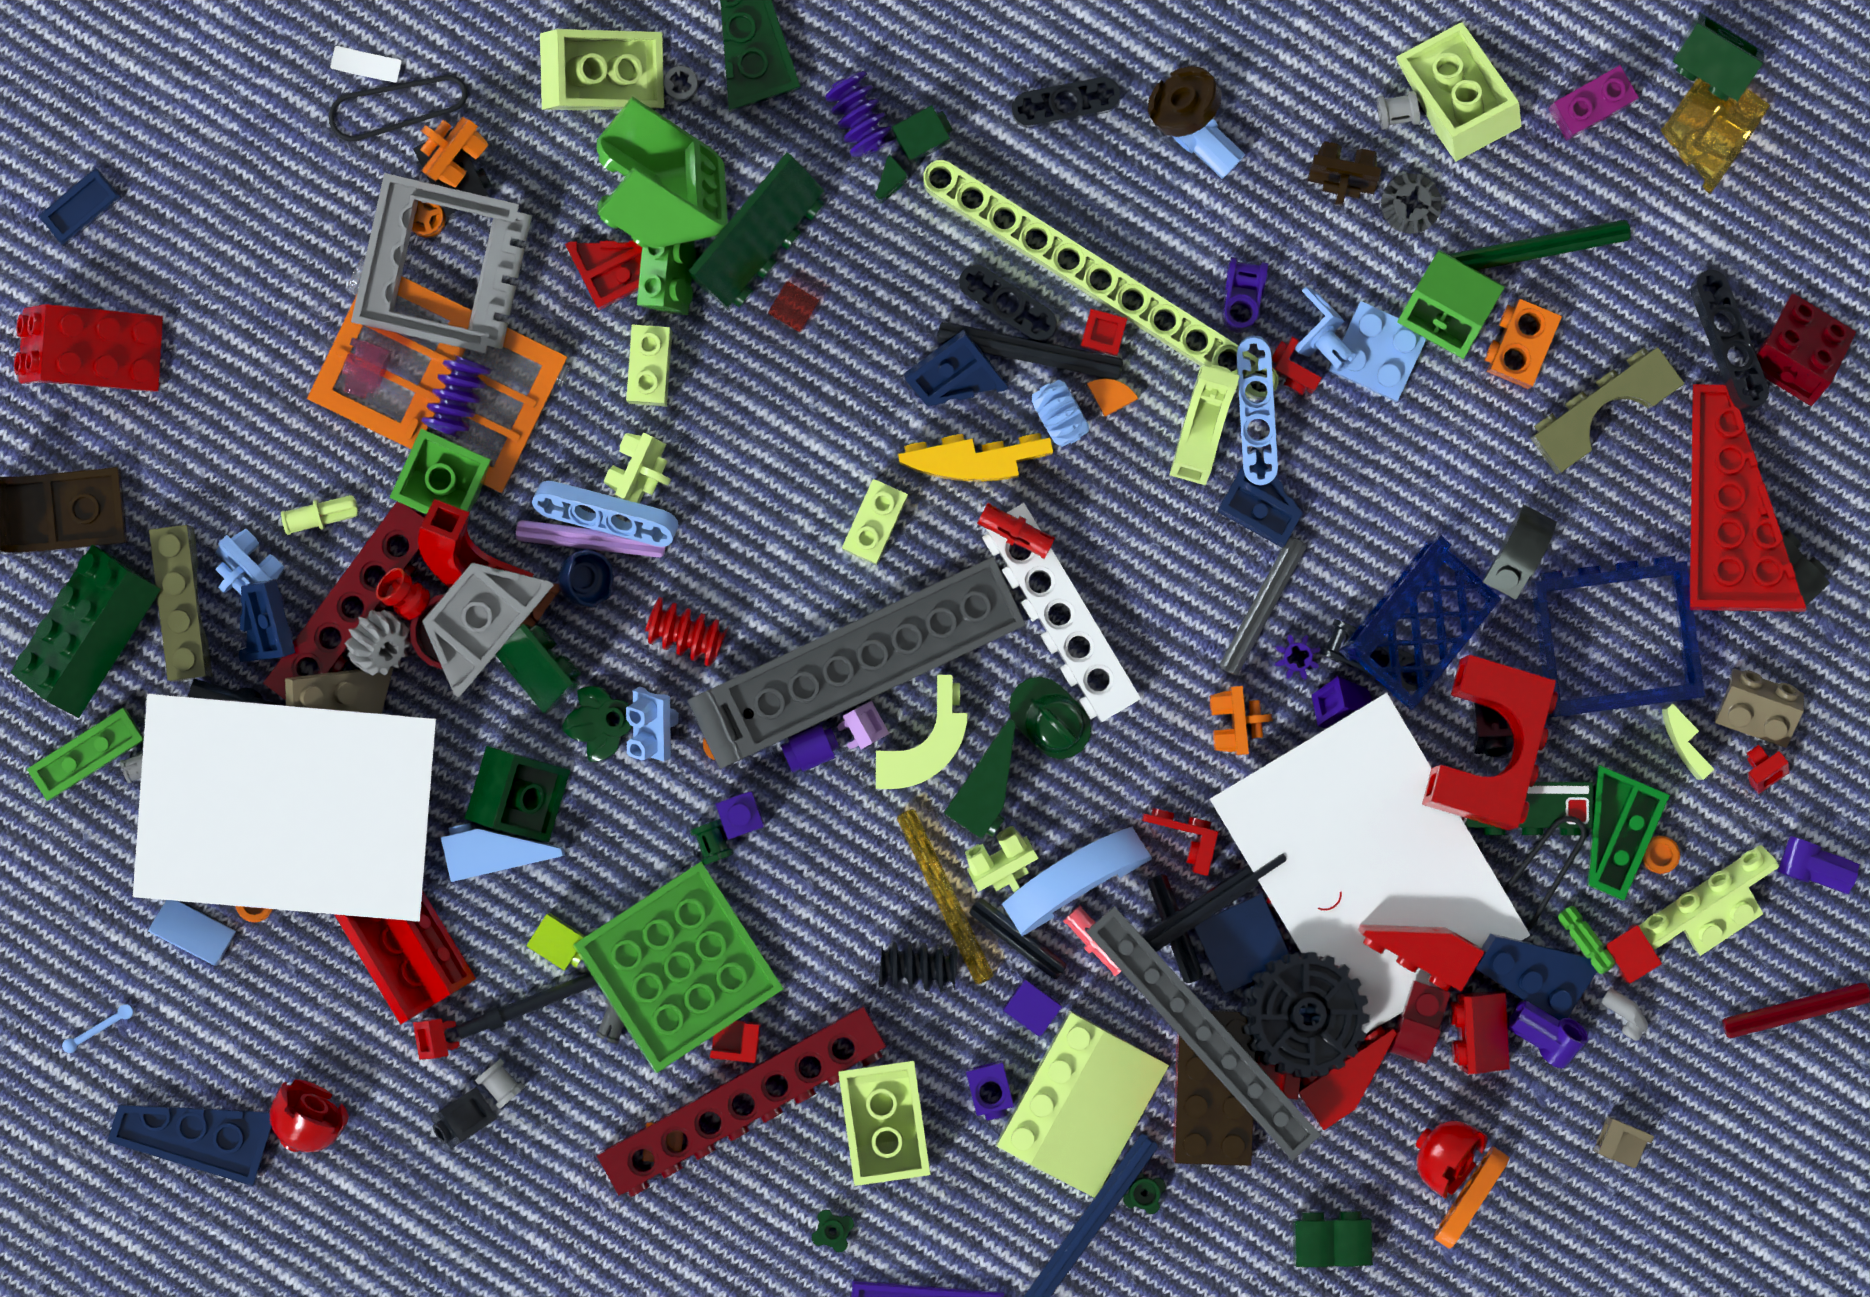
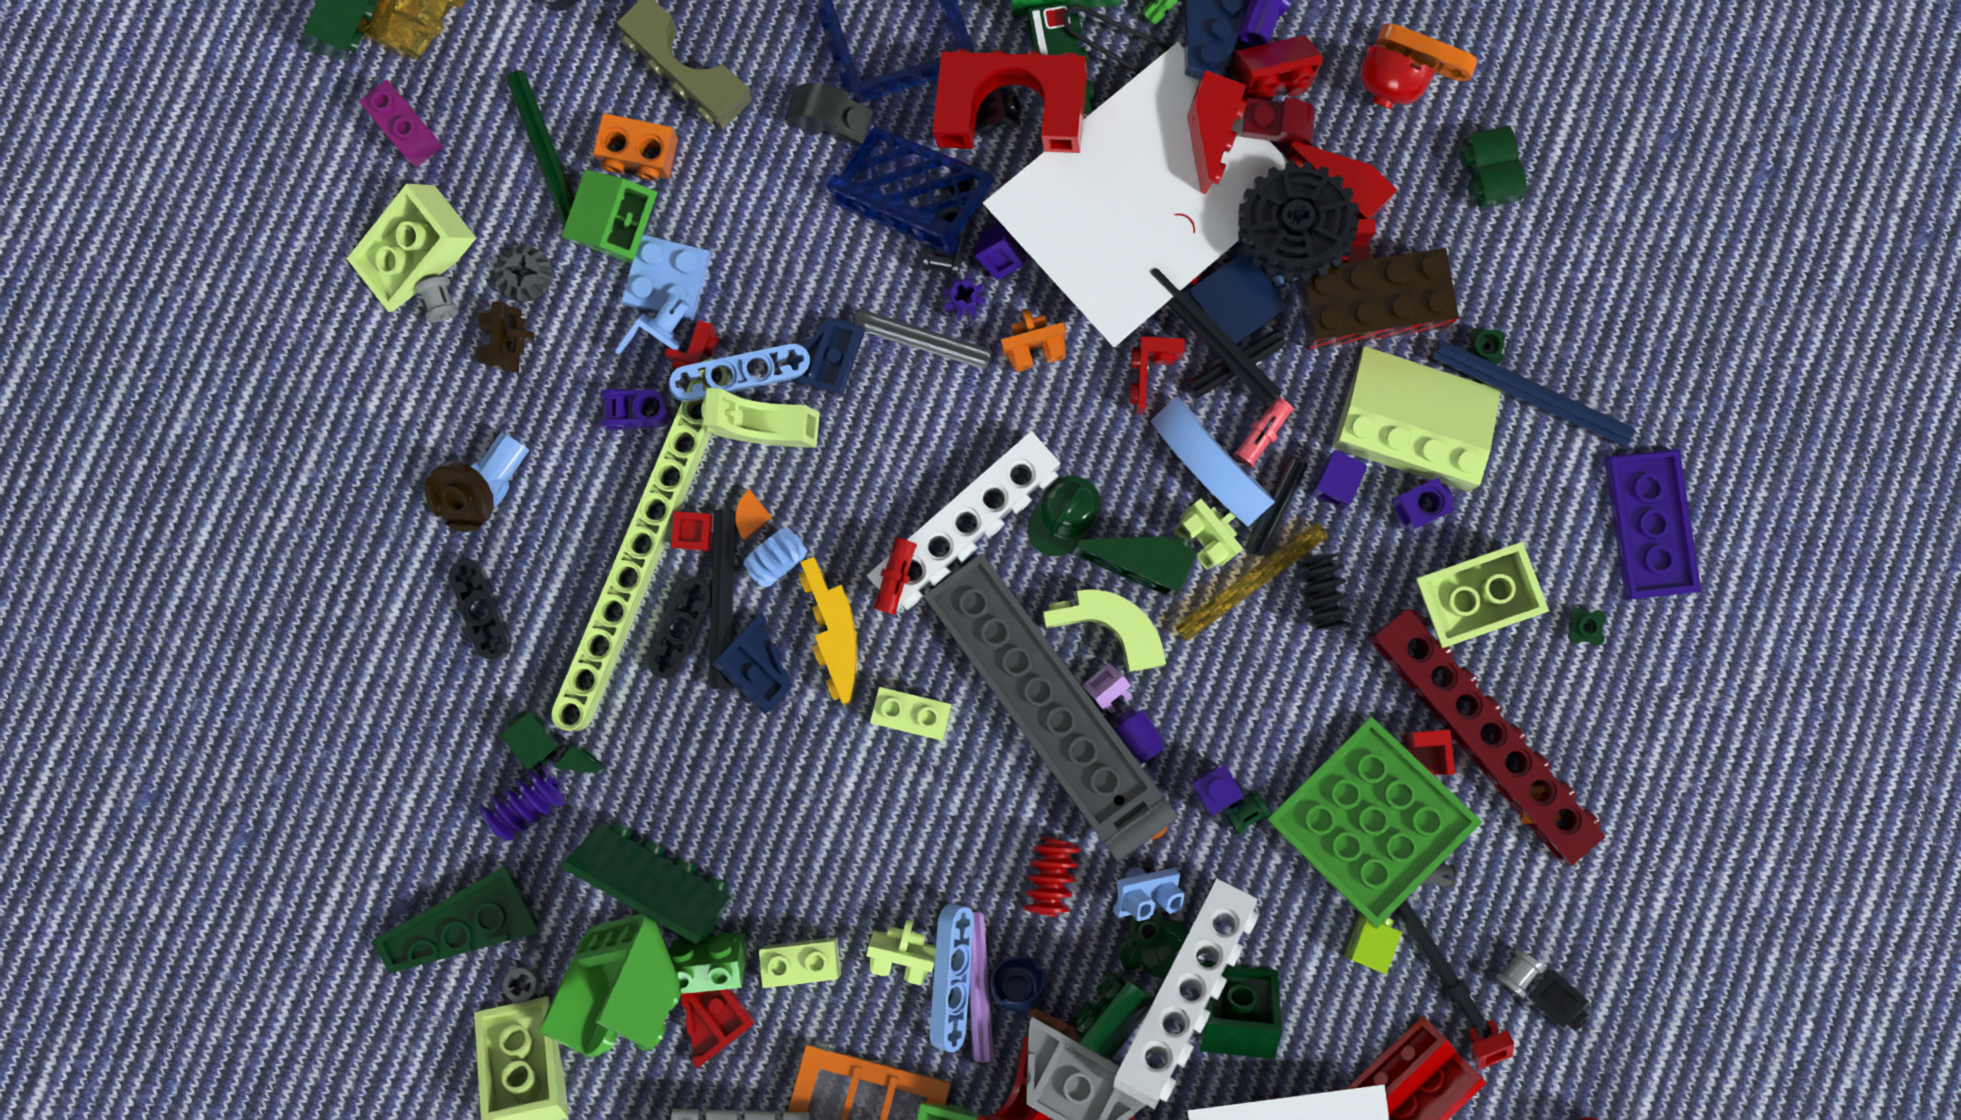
camera: 100 degrees left, 5 degrees down
(487, 851) = (1303, 1037): light blue slope -> none
(624, 796) = (1135, 1075): none -> white brick
(793, 307) = (719, 832): clear red tile -> none
(1203, 1033) = (1335, 311): dark grey plate -> none

